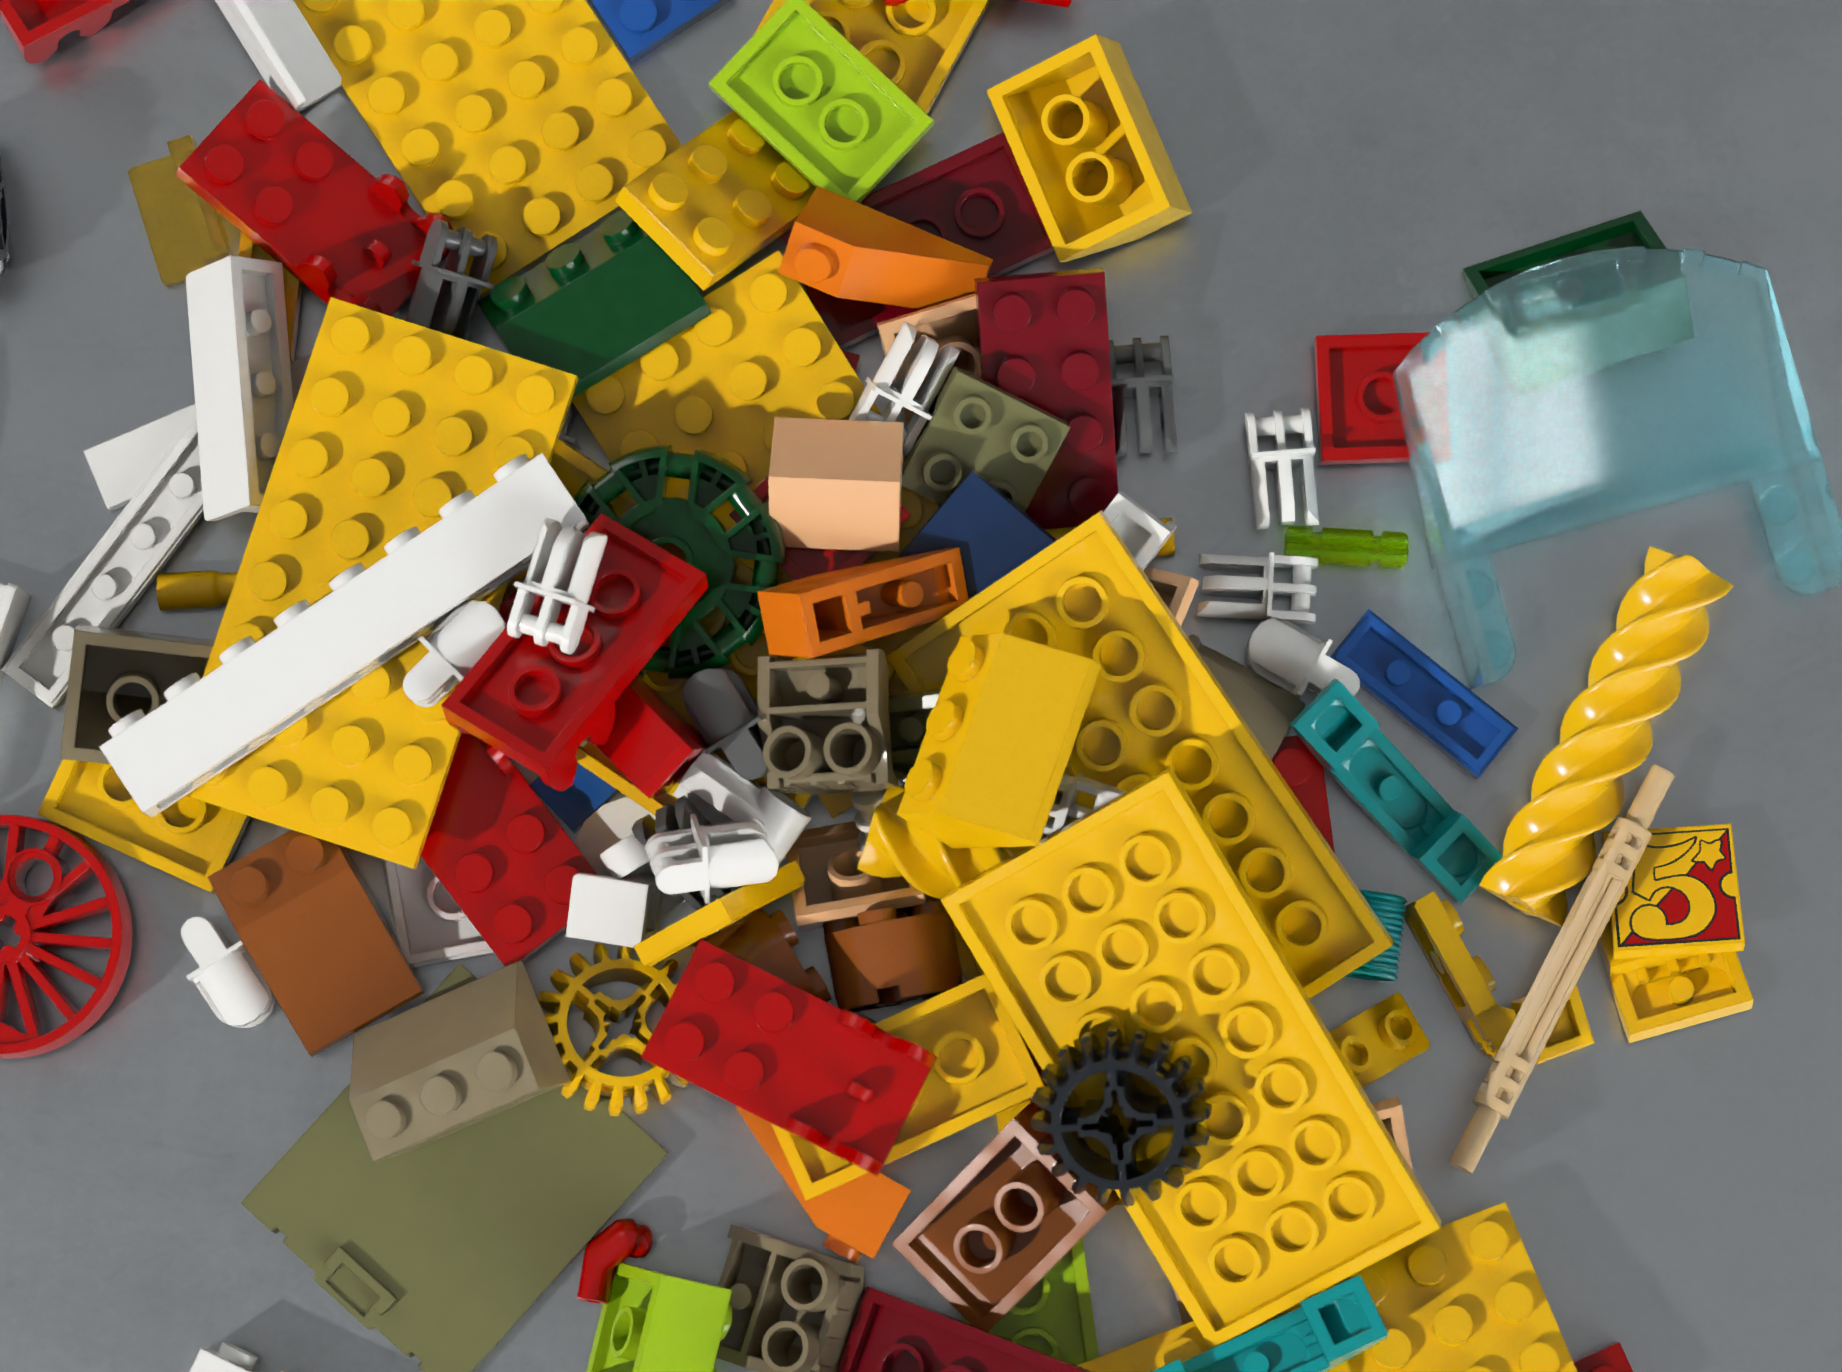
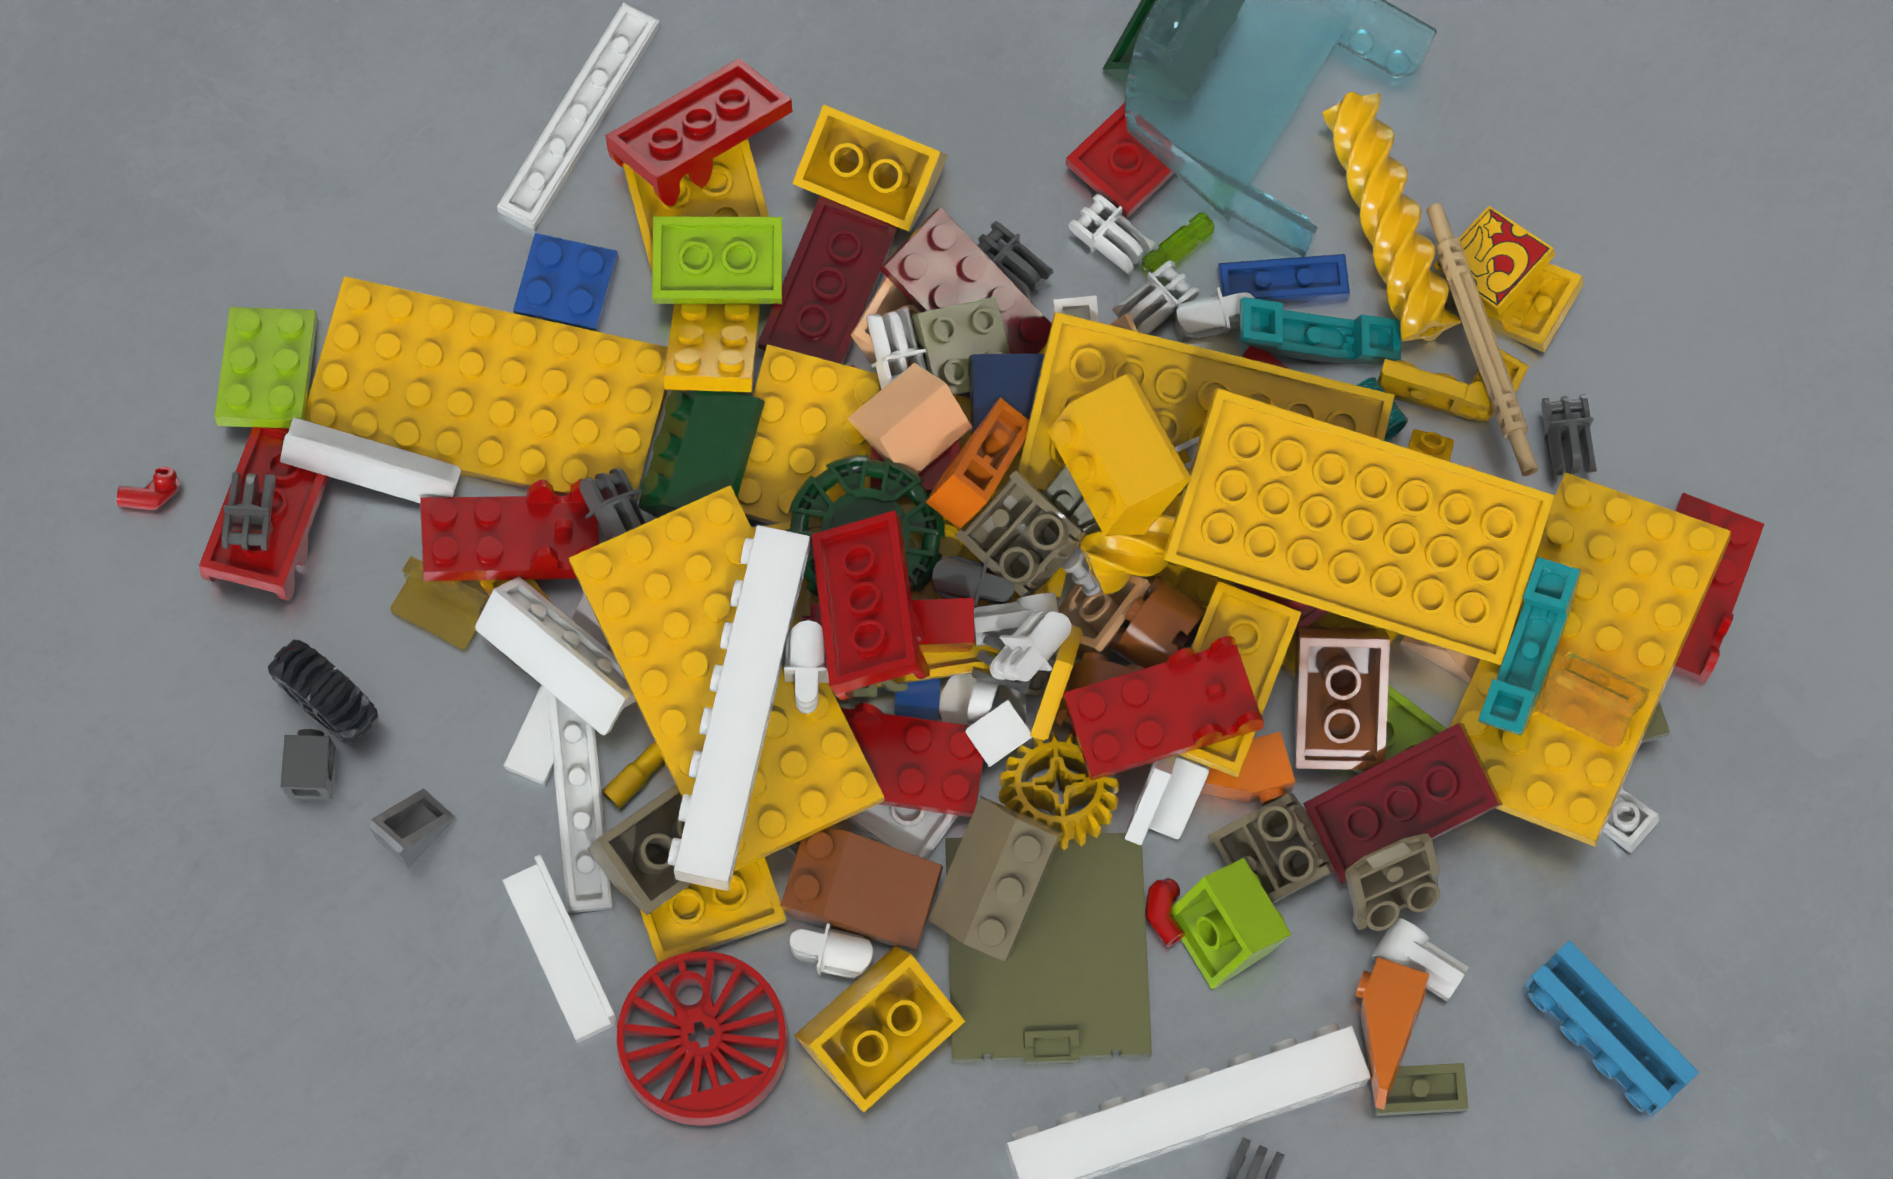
camera: 45 degrees left, 10 degrees down
(192, 1100) = (880, 1028): none -> yellow slope
(561, 572) = (832, 580): white arm -> none
(719, 1146) = (1167, 798): none -> white panel
(876, 257) = (819, 304): orange slope -> none
(1094, 1118) = (1367, 566): black gear -> none
(1562, 1157) = (1570, 432): none -> dark grey arm

